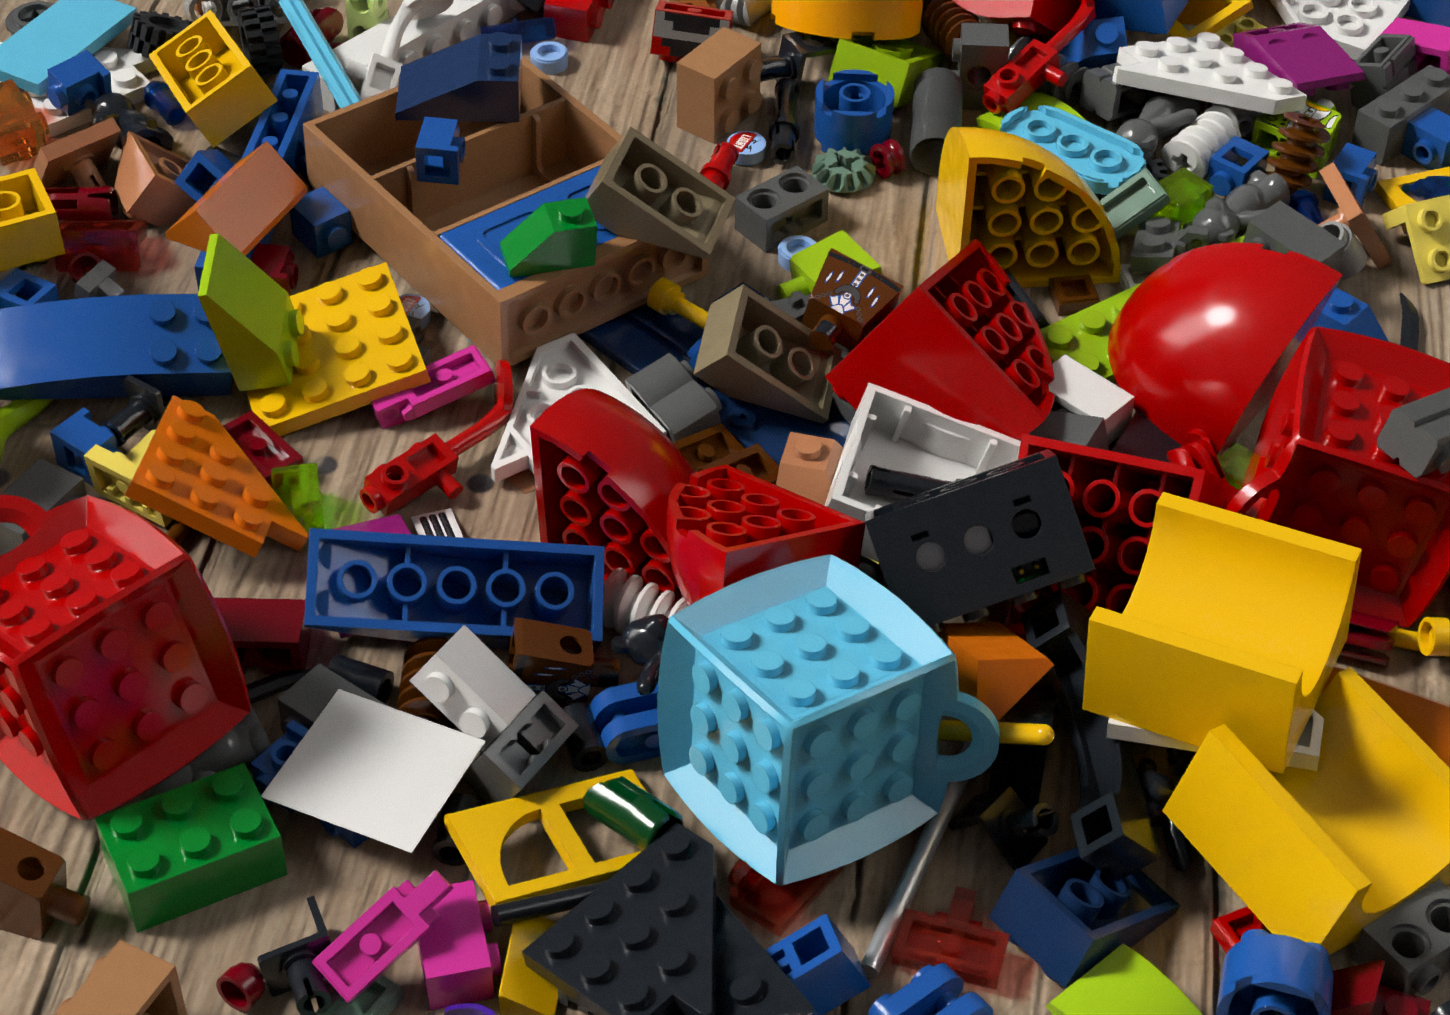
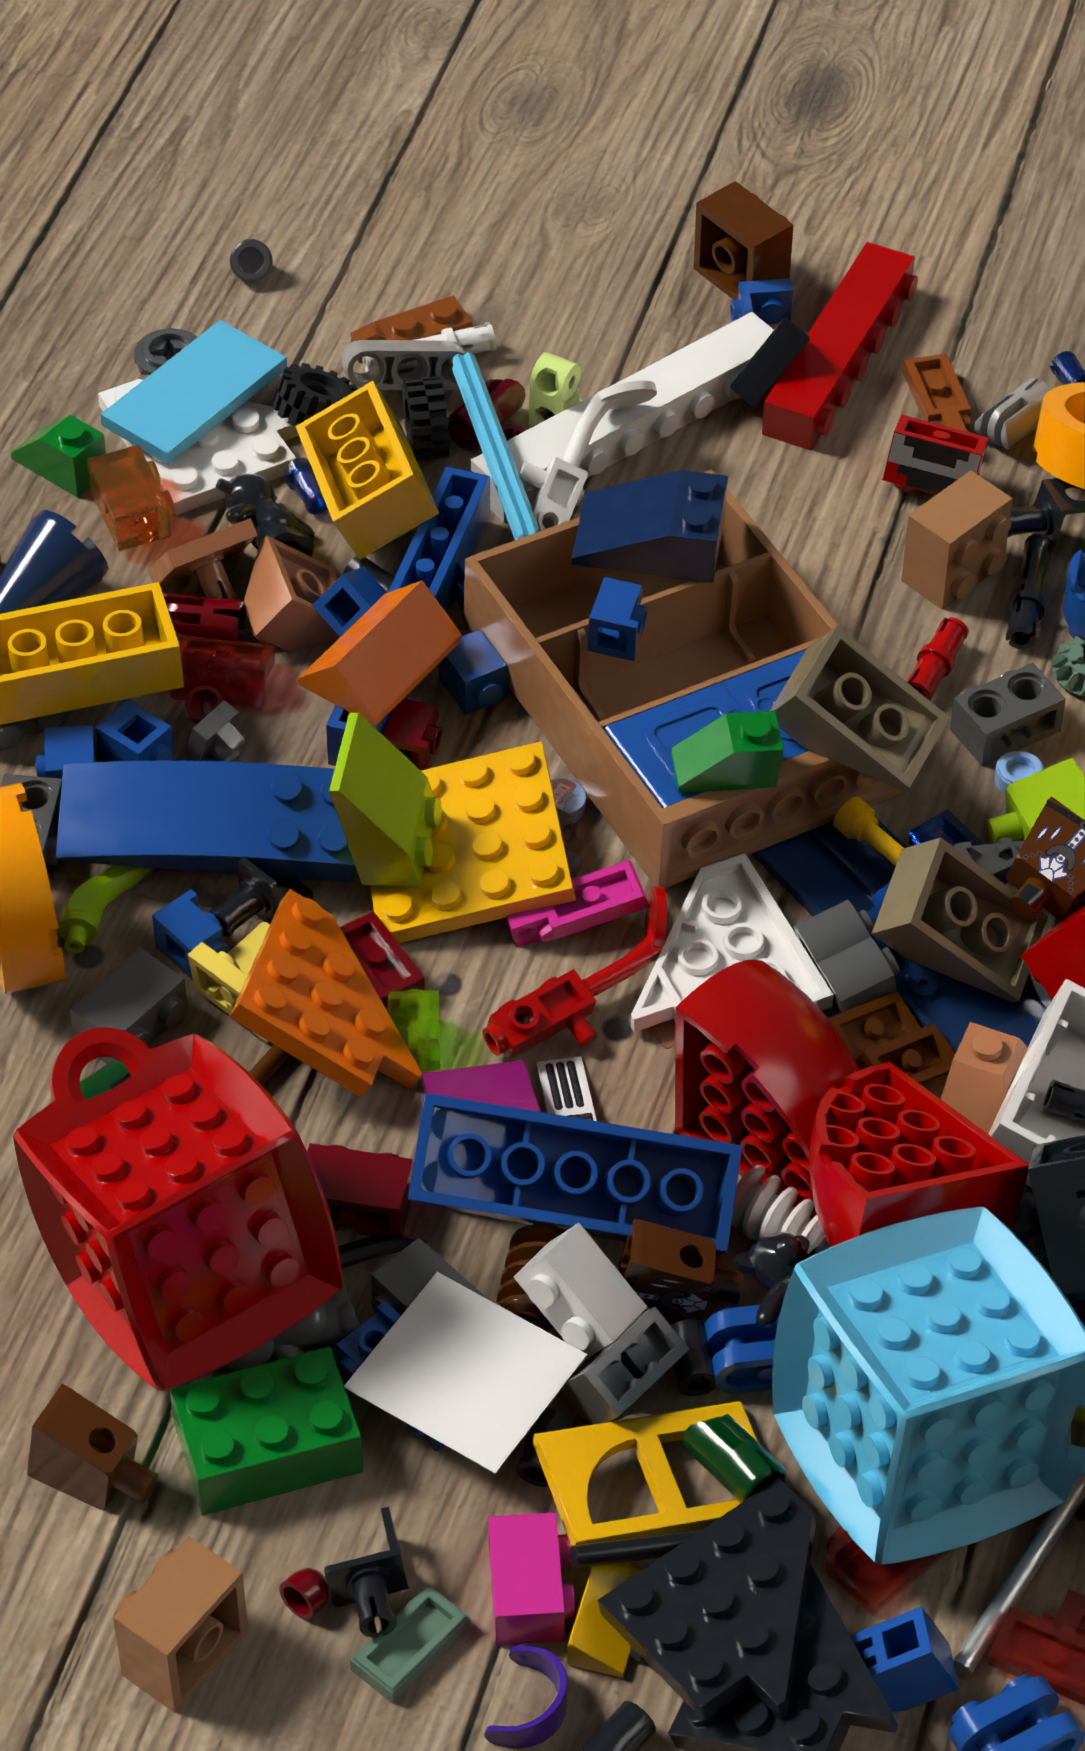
camera: 10 degrees right, 5 degrees up
(75, 80) = (212, 456): blue brick -> none
(367, 677) = (466, 1257): black piece -> none
(382, 935) = (454, 1563): dark pink hinge -> none
(530, 30) = (729, 432): clear blue axle -> none
(549, 57) = (762, 469): light blue tile -> none
(750, 147) = (982, 620): light blue tile -> none

